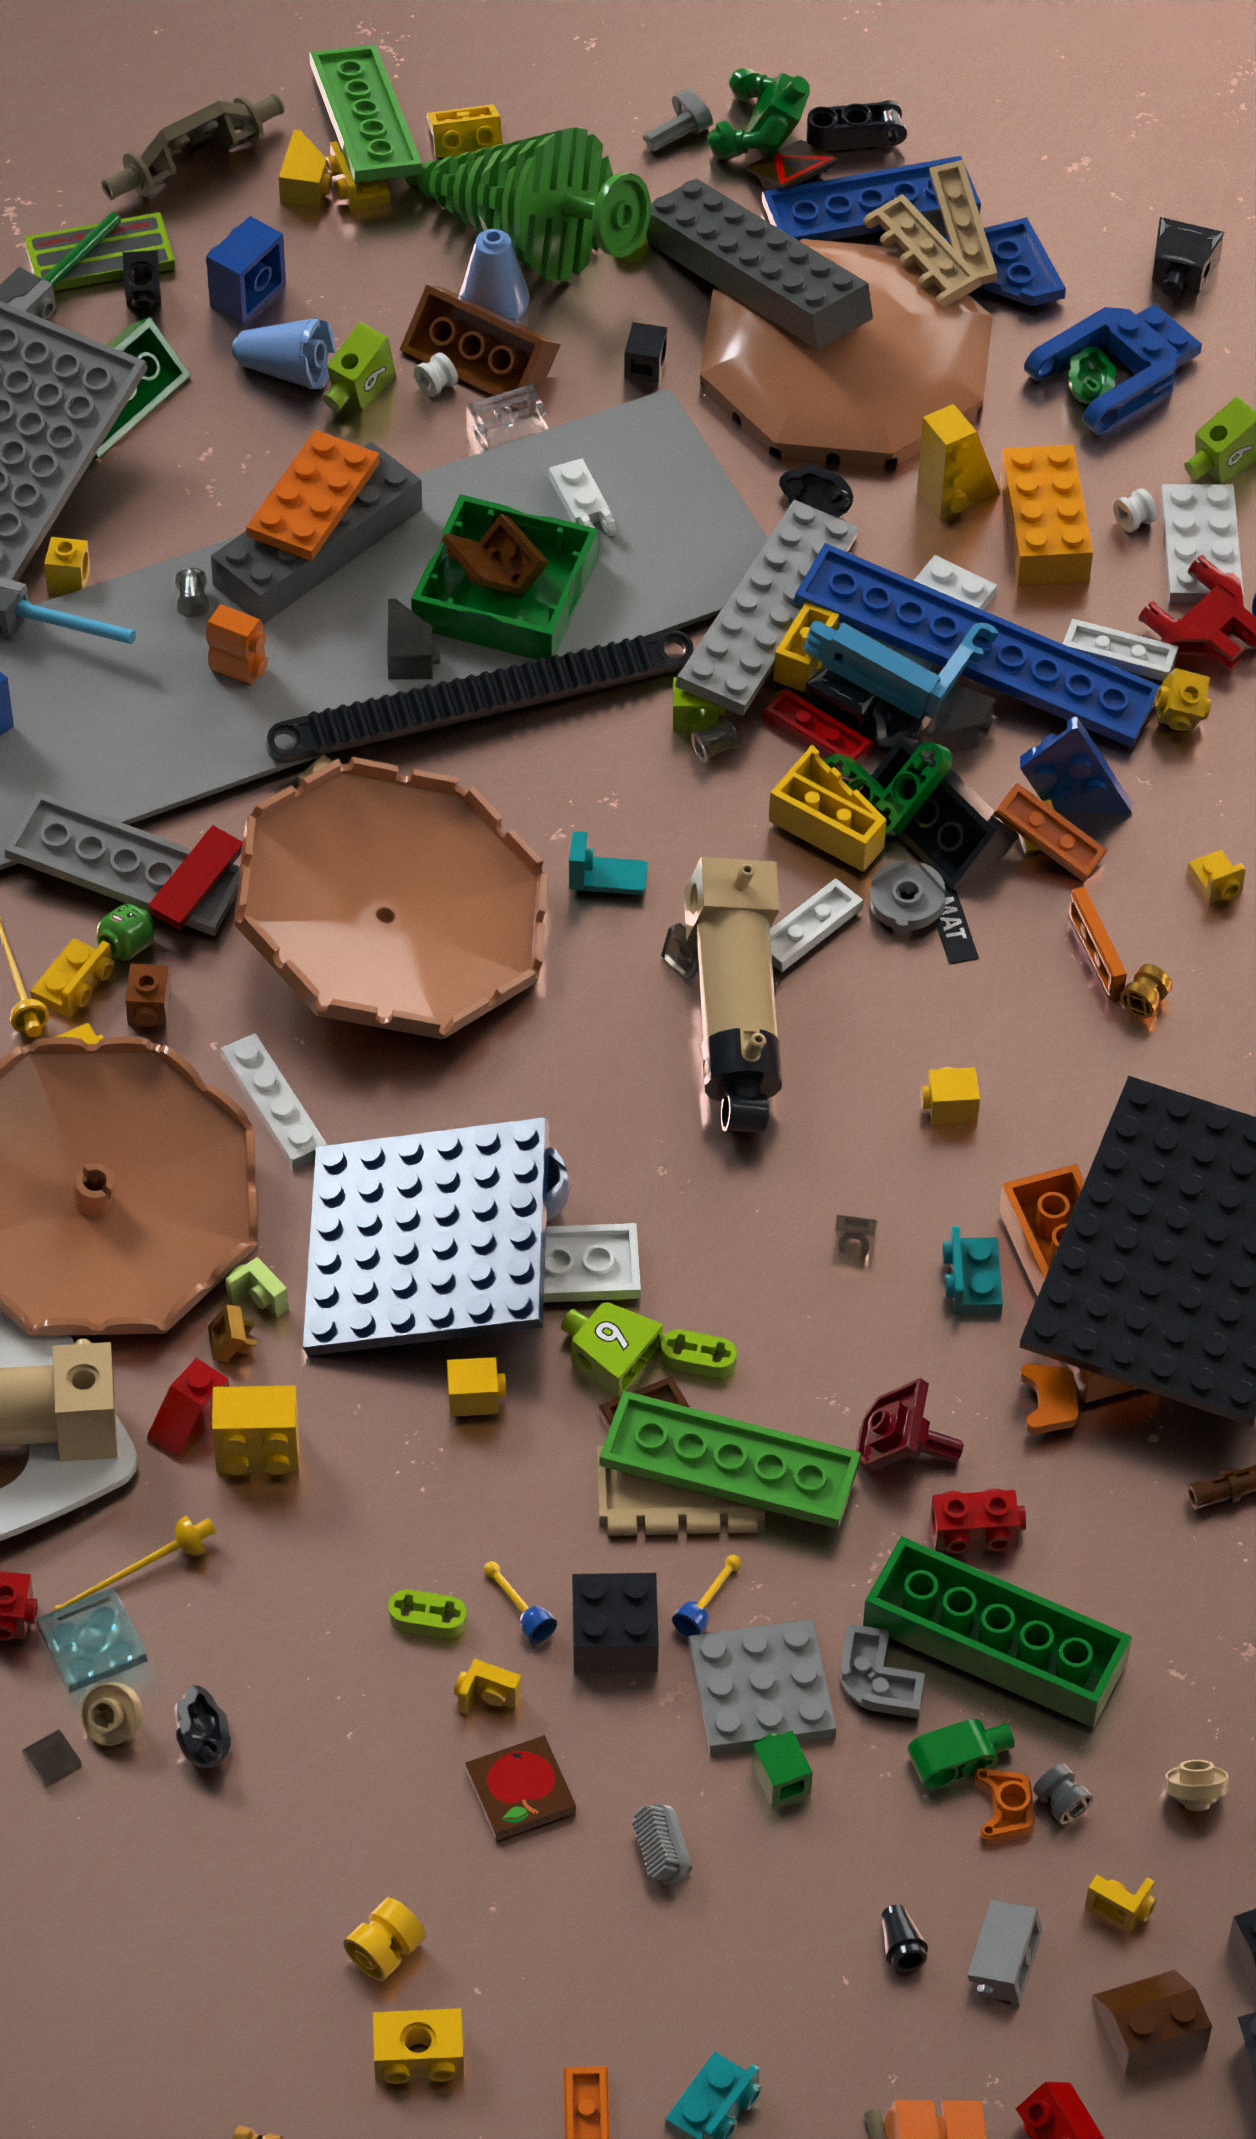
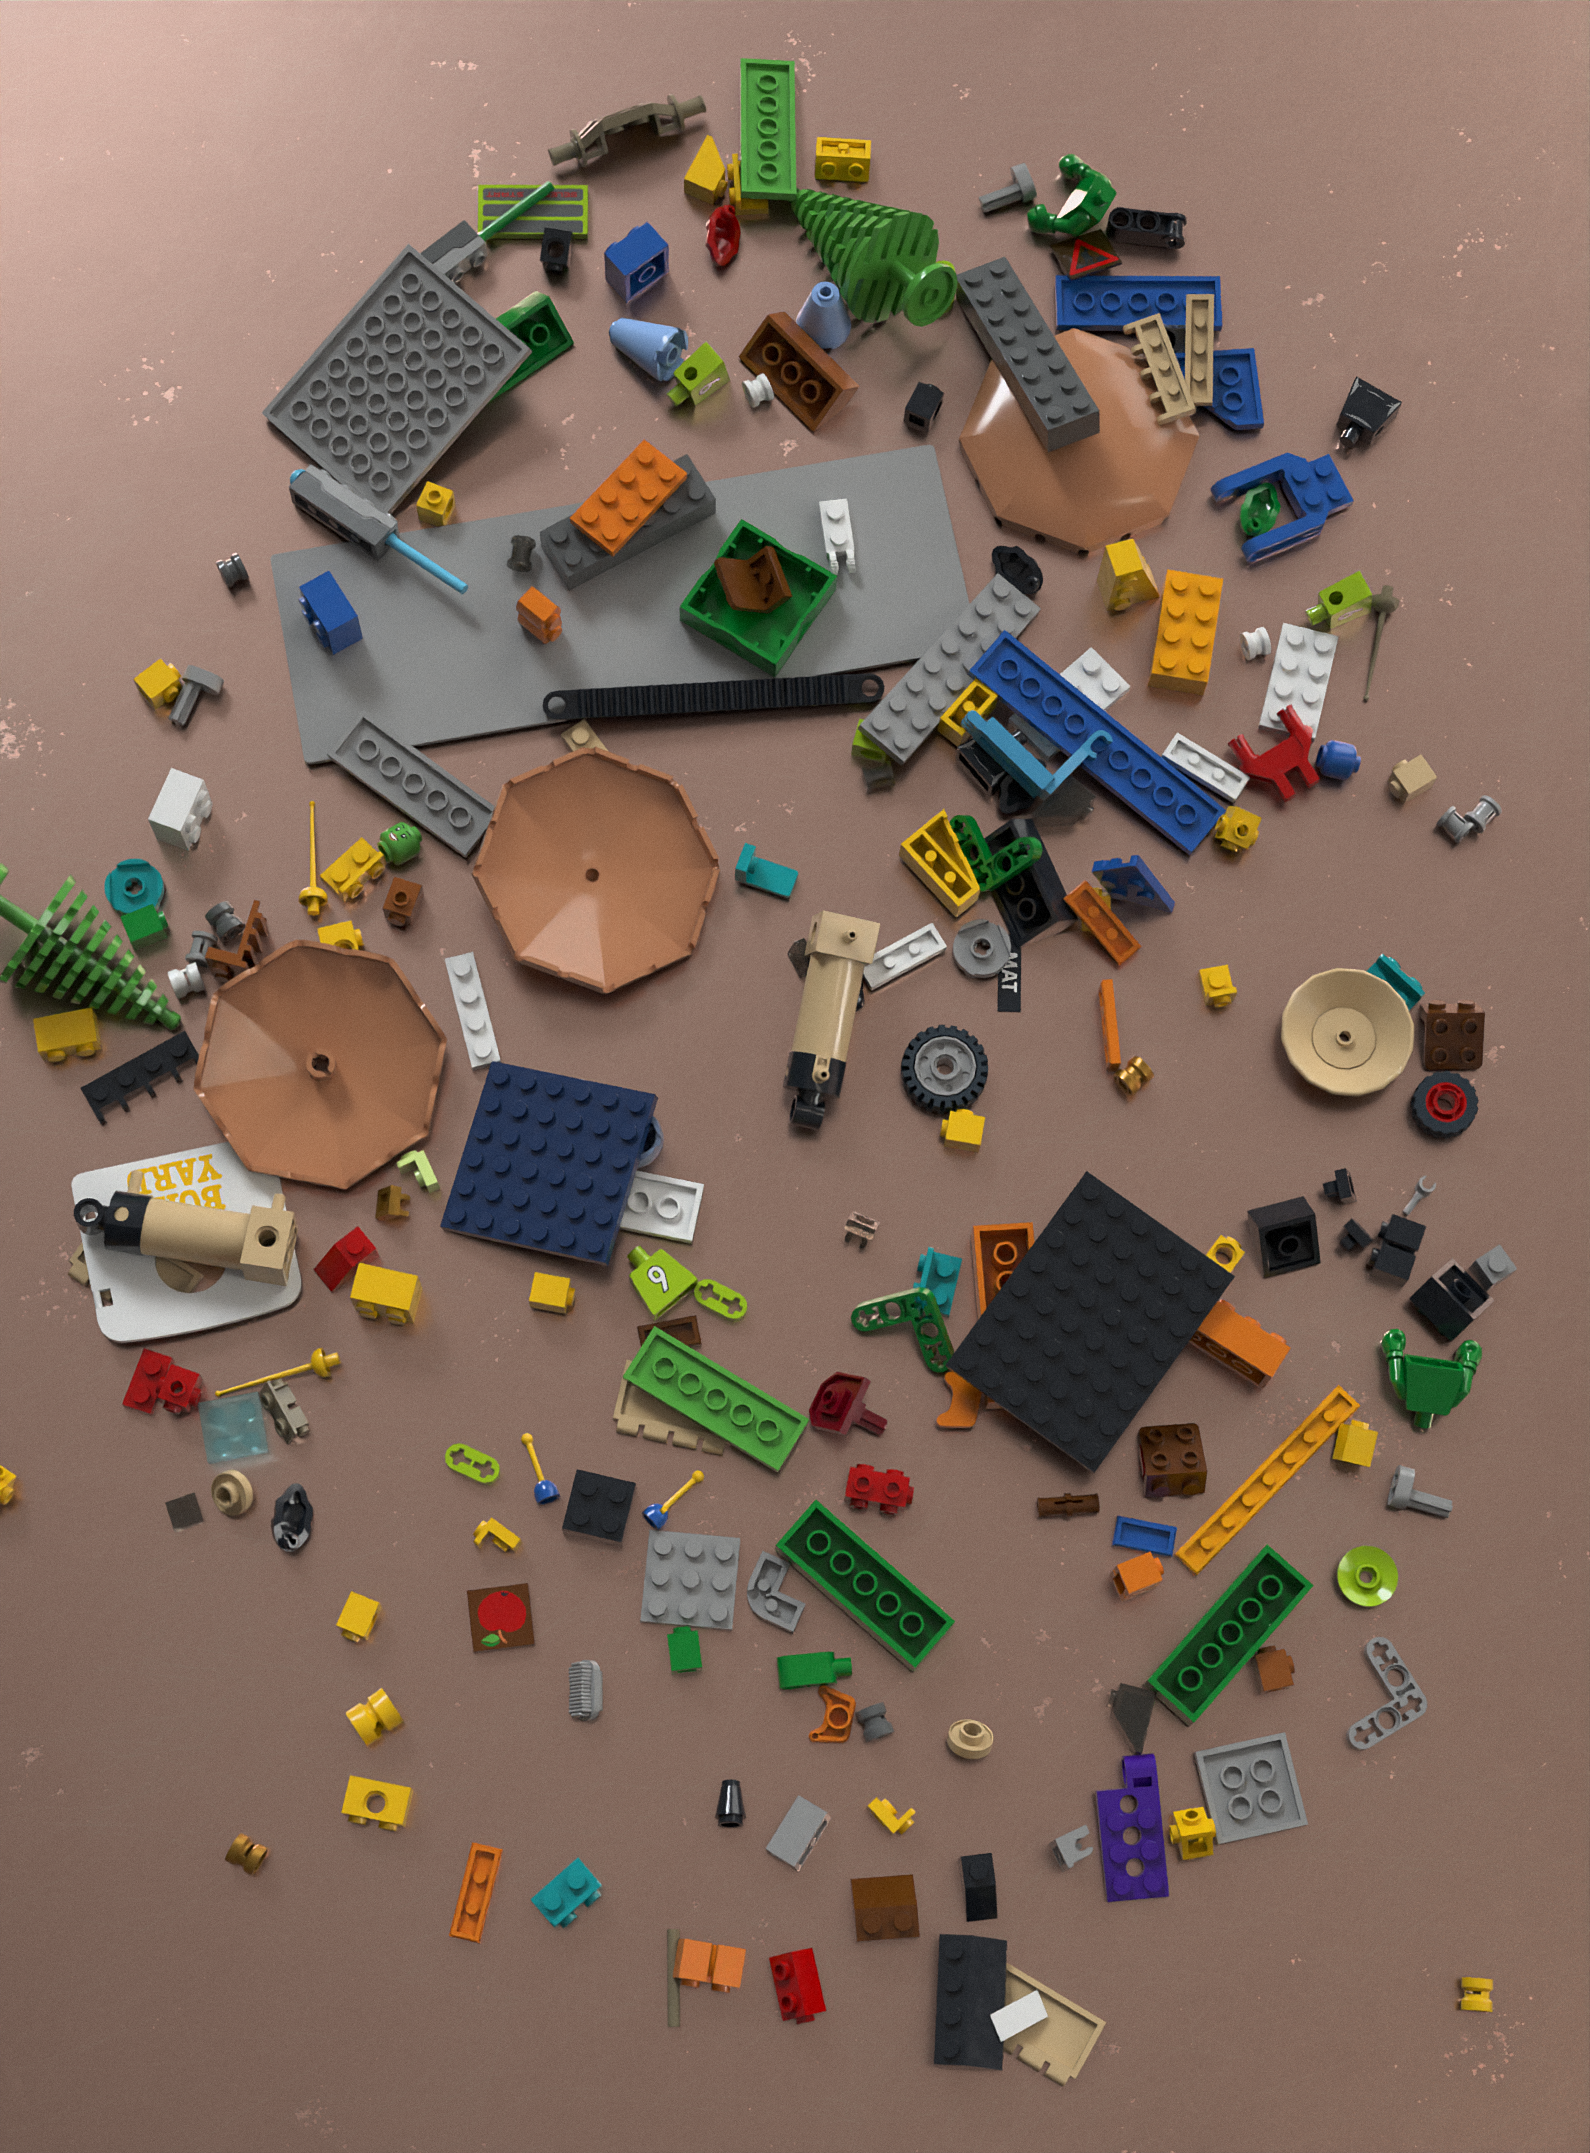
camera: 10 degrees right, 20 degrees up
(143, 1599) = (276, 1398): none -> dark tan hinge
(195, 877) = (460, 811): red tile -> none
(327, 1824) = (358, 1617): none -> yellow brick
(342, 228) = (722, 235): none -> red arm
(409, 644) = (670, 641): clear smoke slope -> none
(505, 418) = (800, 445): clear hinge -> none
(815, 727) = (958, 782): red tile -> none
(903, 1033) = (950, 1048): none -> wheel
(949, 1303) = (912, 1312): none -> green beam

